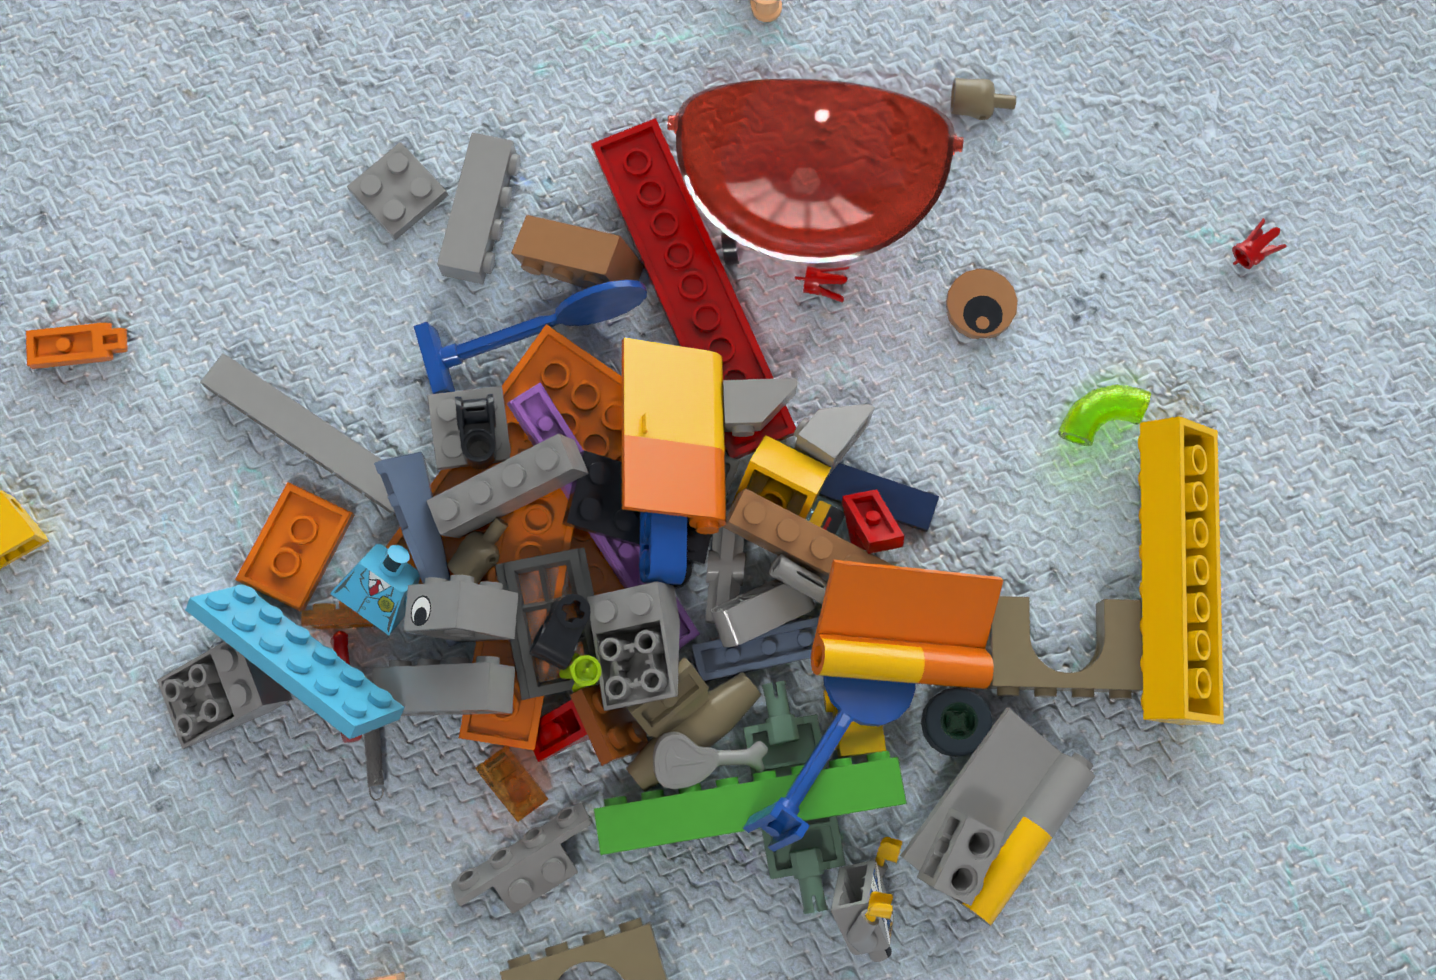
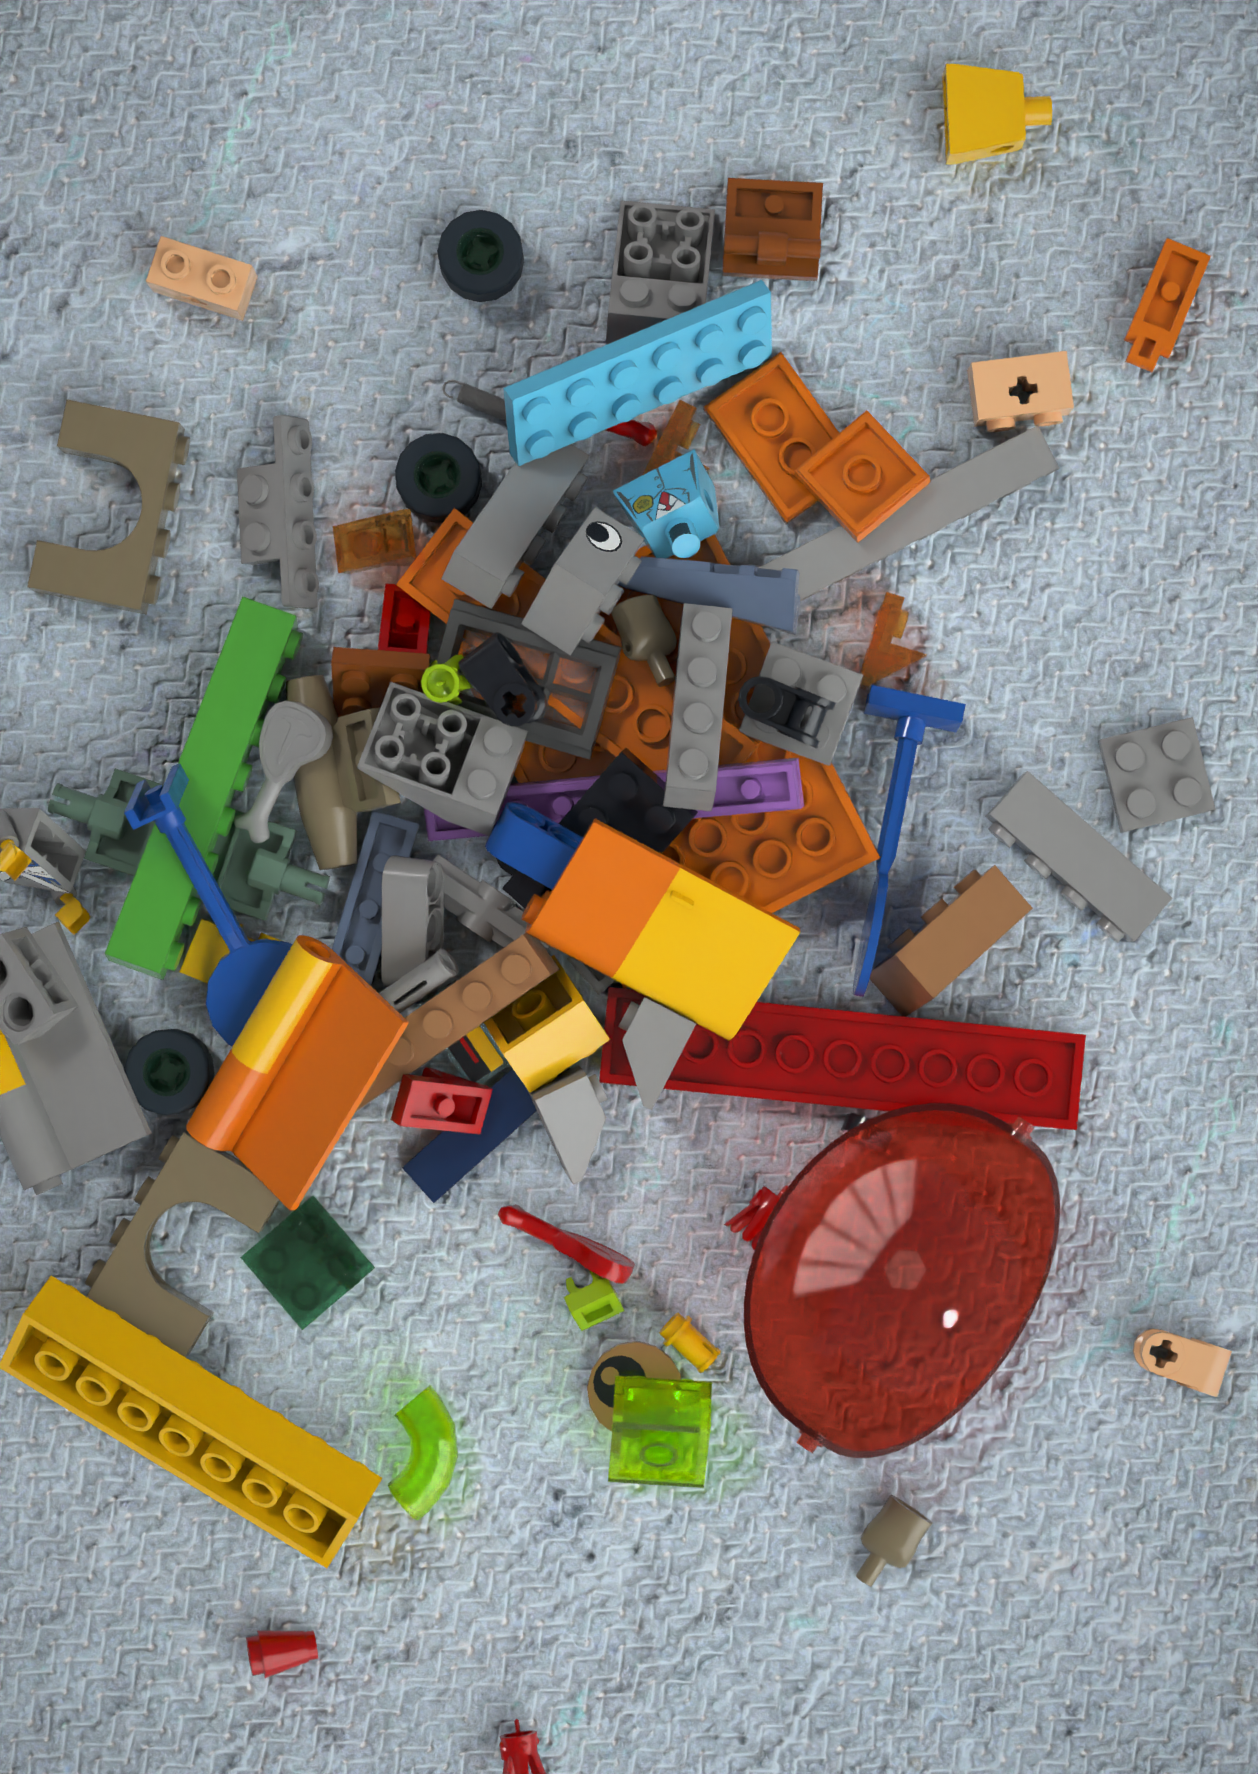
camera: 125 degrees right, 10 degrees up
(150, 630) = (772, 229): none -> dark orange plate
(165, 393) = (1042, 374): none -> light nougat brick
(256, 827) = (477, 238): none -> black wheel
(292, 475) = (862, 476): none -> orange tile
(409, 403) = (882, 656): none -> clear orange slope
(431, 761) = (436, 462): none -> black wheel
(912, 373) = (585, 1251): none -> red piece
(928, 294) = (689, 1342): none -> yellow pin
(942, 357) = (593, 1302): none -> lime tile
(998, 268) = (660, 1431): none -> clear neon green slope
(1027, 557) = (307, 1262): none -> clear green hinge
(1286, 435) = (278, 1651): none -> red cone

